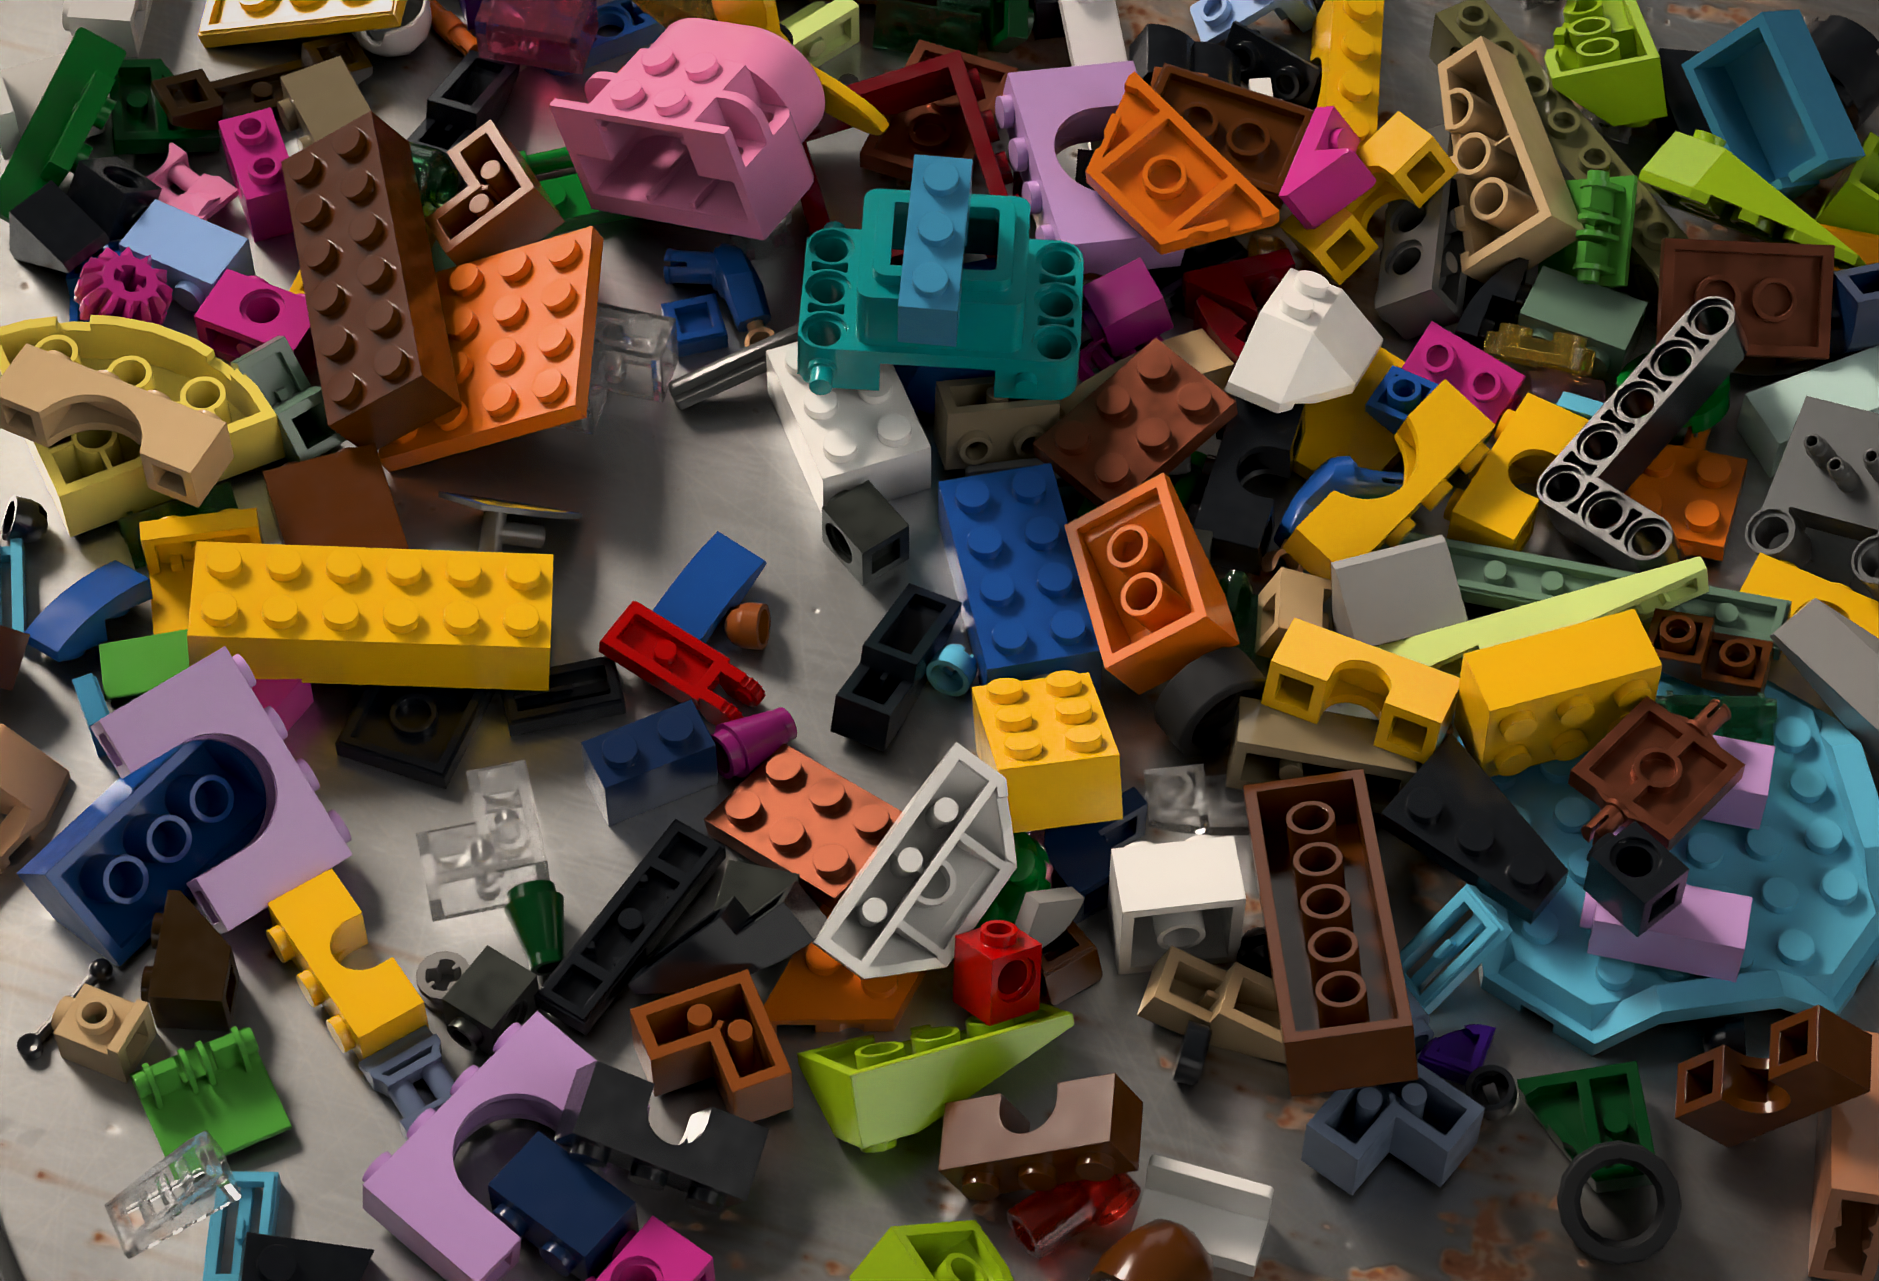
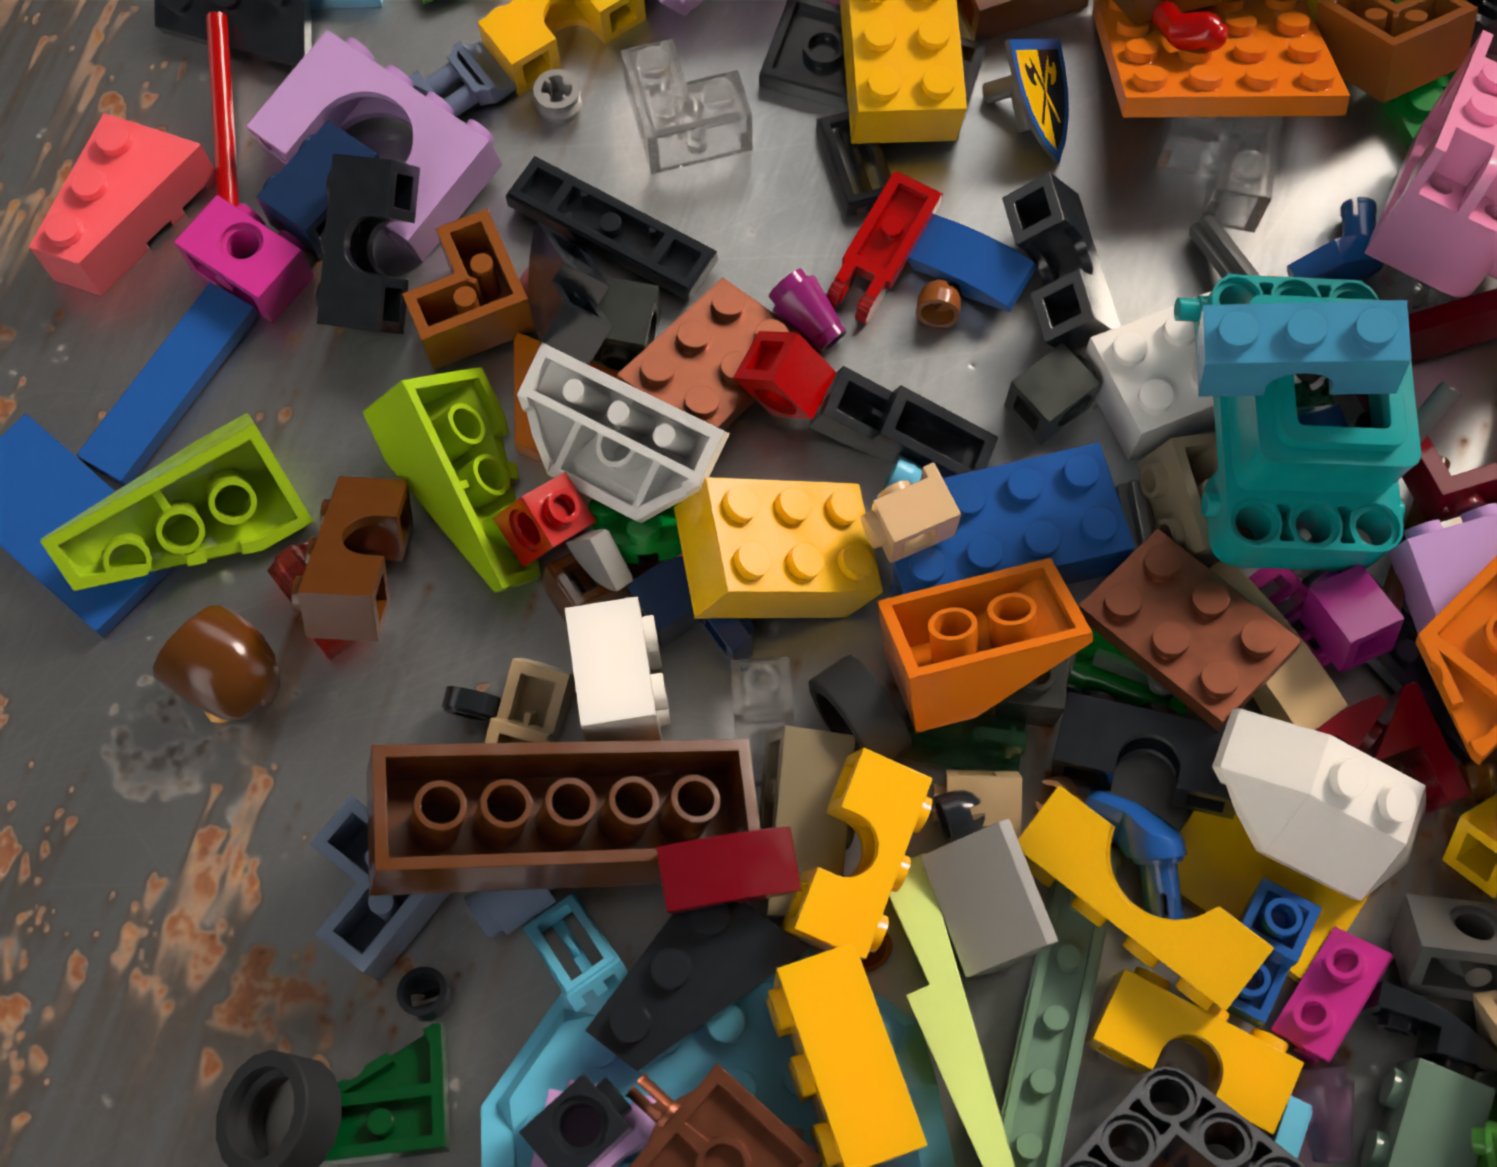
camera: 90 degrees right, 15 degrees up
(489, 1000) = (528, 123): pearl dark grey brick -> none
(490, 352) = (1189, 30): none -> red arm
(538, 923) = (609, 156): dark green cone -> none
(650, 762) = (773, 221): dark blue brick -> none
(697, 324) = (1290, 236): blue tile -> none
(728, 505) = (1056, 235): none -> black arch
(844, 745) = (785, 374): none -> red brick
(1028, 617) = (912, 516): none -> tan brick
(1221, 1210) = (301, 717): white panel -> none
(1321, 611) = (955, 814): none -> black hinge
(1386, 778) = (728, 869): none -> dark red slope
(1458, 1052) = (480, 967): dark purple tile -> none
(1517, 346) = (1363, 1104): clear yellow plate -> none

